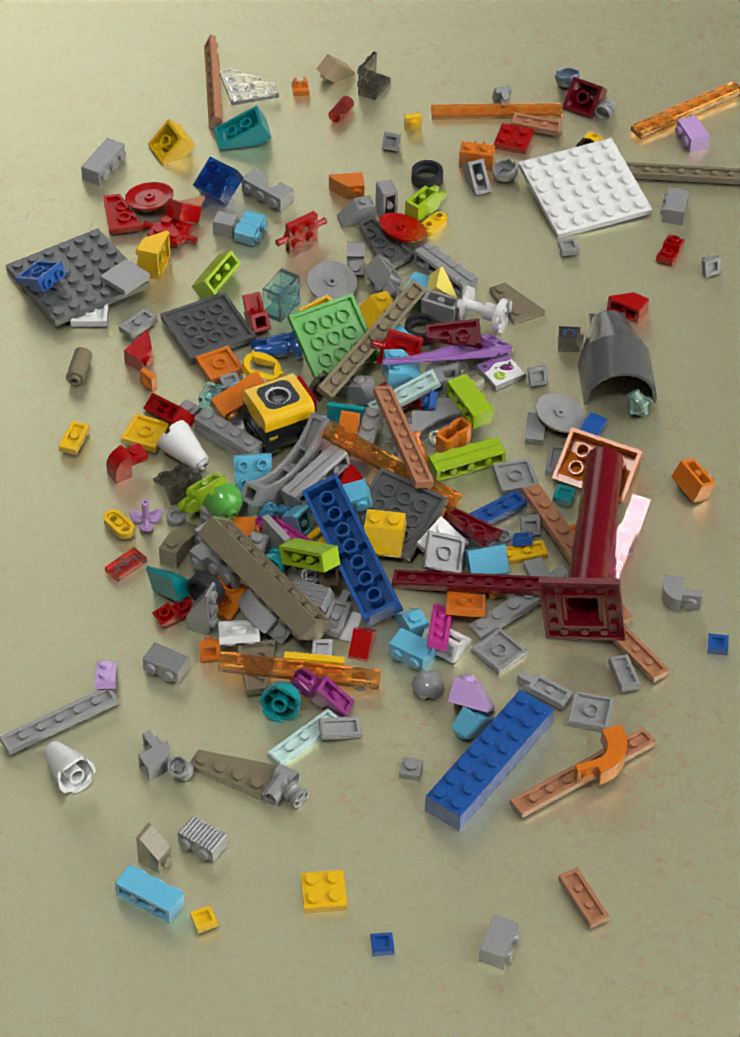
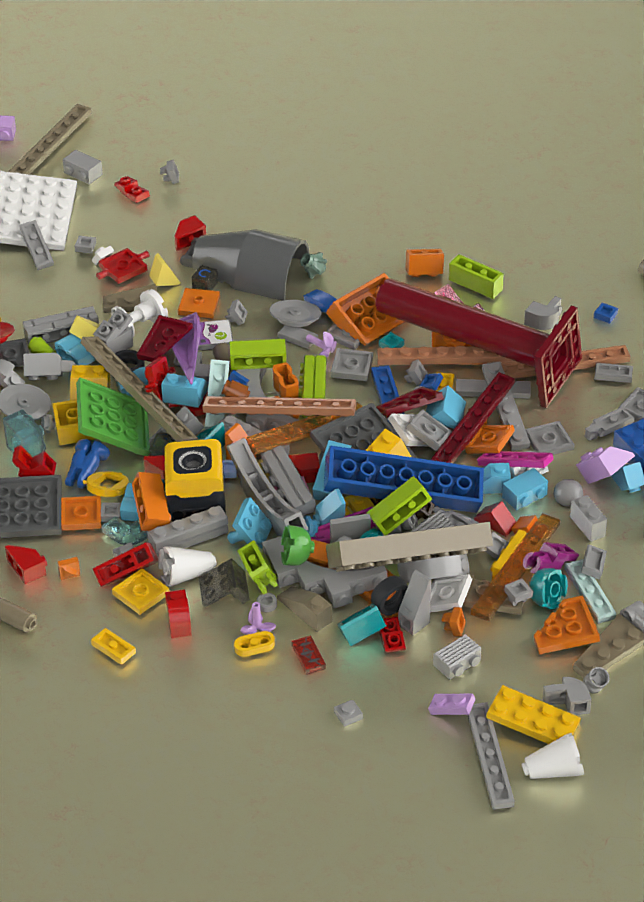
camera: 65 degrees left, 5 degrees down
(70, 611) = (348, 713): none -> light grey plate
(115, 737) = (531, 716): none -> yellow plate
(243, 732) = (567, 627): none -> orange plate
(256, 676) = (518, 591): none -> light grey tile
(364, 662) = (524, 523): none -> orange tile
(395, 707) = (588, 518): none -> light grey brick
(408, 401) = (235, 389): none -> dark orange brick
(411, 265) = (38, 345): none -> lime cone
(441, 295) = (115, 326): none -> light grey slope
(525, 446) = (327, 343): none -> lavender plant
(539, 347) = (199, 301): none -> orange plate
(540, 215) = (36, 245): none -> light grey tile
(555, 280) = (123, 265): none -> red plate
(557, 308) = (162, 274): none -> light yellow slope
(558, 261) = (102, 253): none -> white plate
(696, 524) = (476, 276): none -> lime brick

